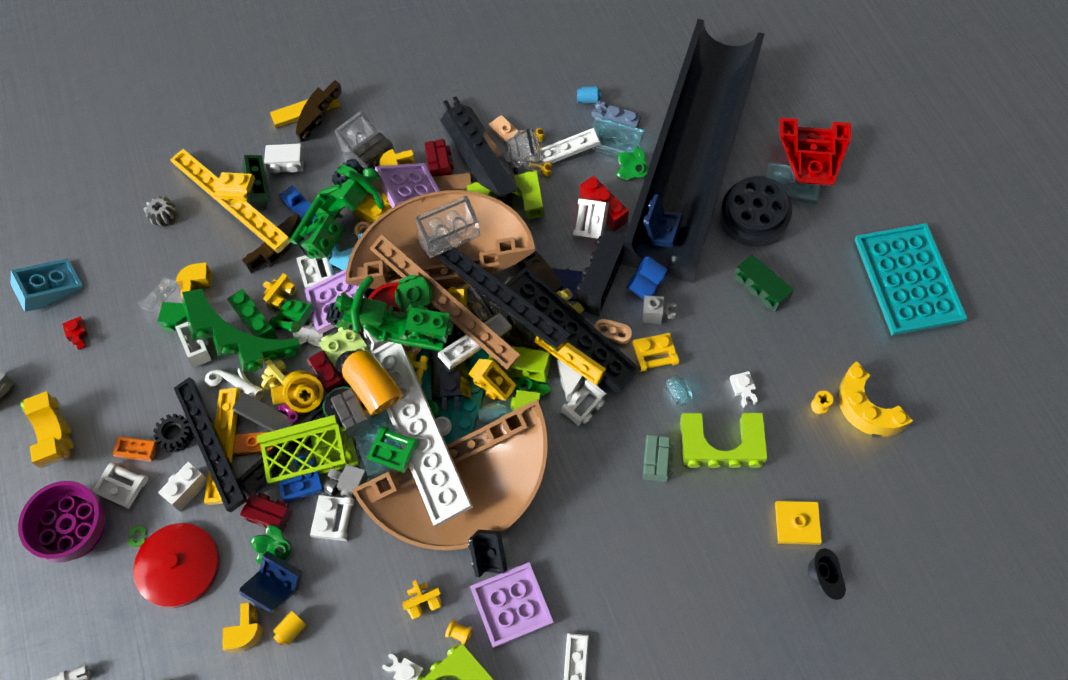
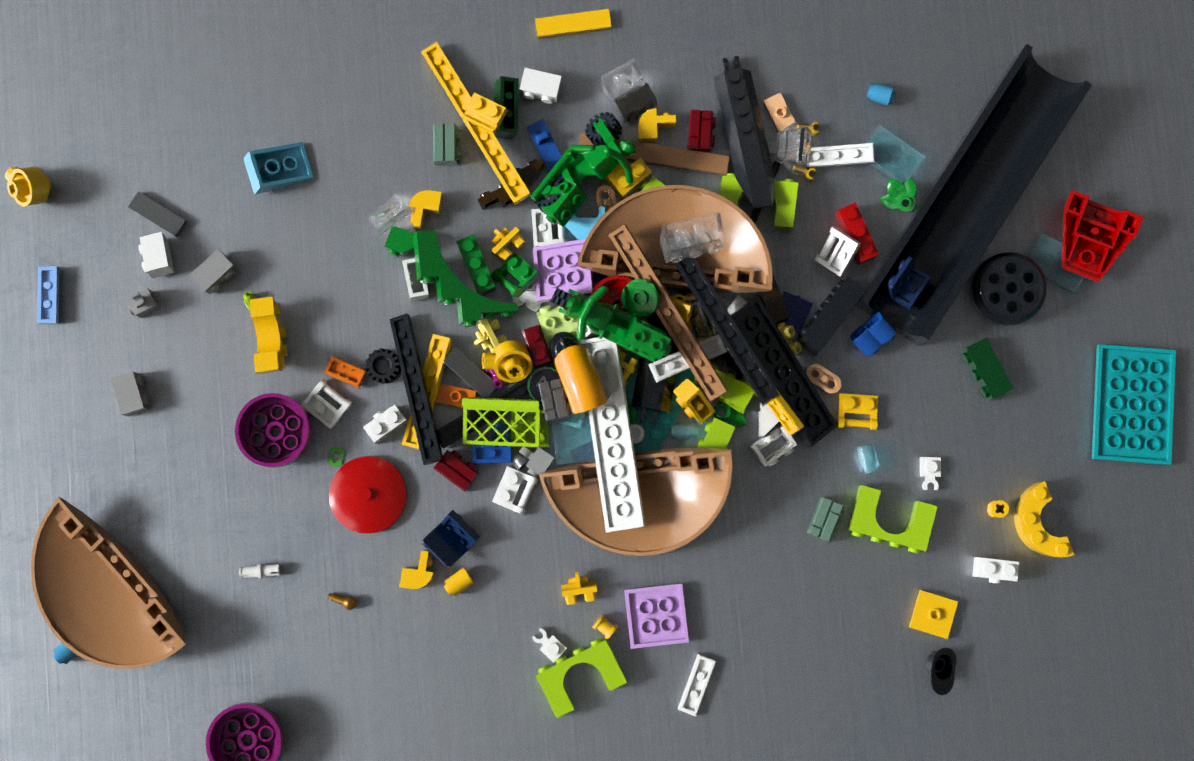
camera: 15 degrees right, 20 degrees up
(74, 330) = (301, 228): red plate -> none
(160, 211) = (407, 117): light grey gear -> none
(204, 226) = (445, 144): none -> sand green brick
(240, 382) = (453, 329): white plant -> none
(269, 542) = (455, 501): green plate -> none
(311, 114) = (579, 37): dark brown slope -> none
(390, 455) = (582, 455): green plate -> none
(405, 181) = (662, 160): lavender plate -> none
(487, 552) = (647, 566): black bracket -> none
(616, 114) = (903, 127): sand blue hinge -> none
(654, 310) = (870, 369): light grey brick -> none
(842, 459) = (995, 569): none -> white brick

